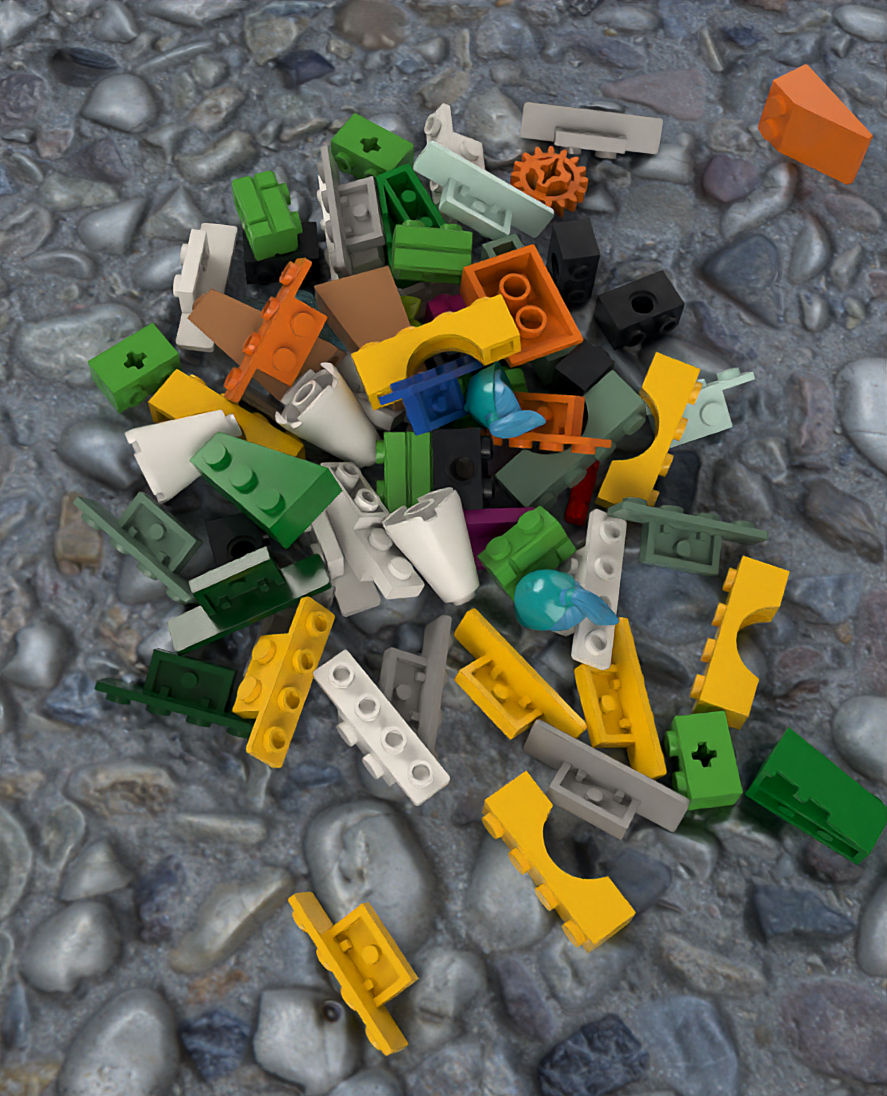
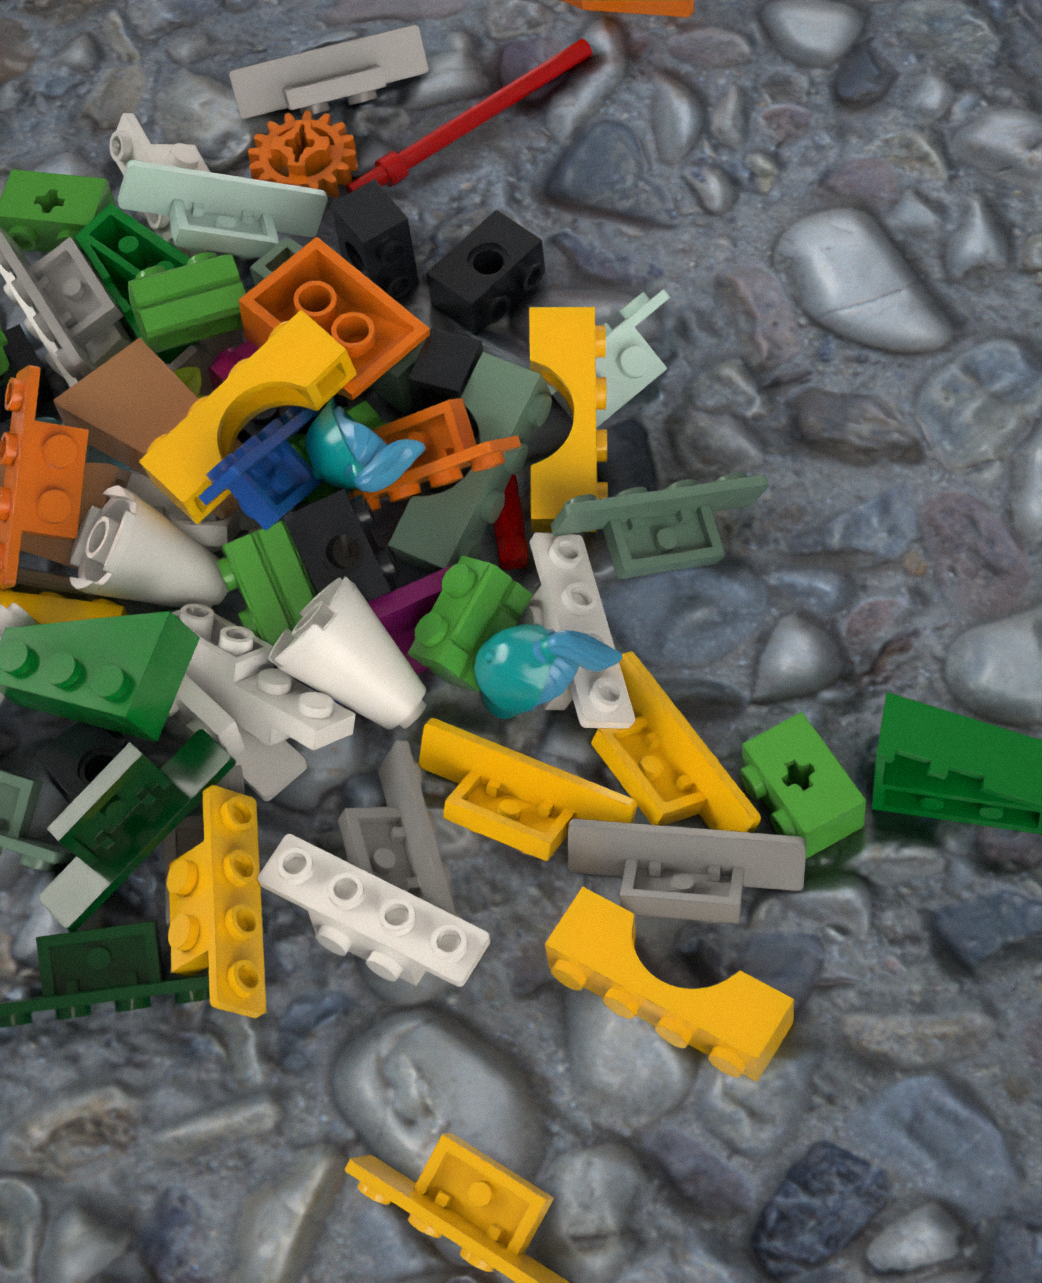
camera: 10 degrees left, 5 degrees down
(607, 210) = (395, 166): none -> red bar
(752, 598) = (781, 567): yellow arch -> none

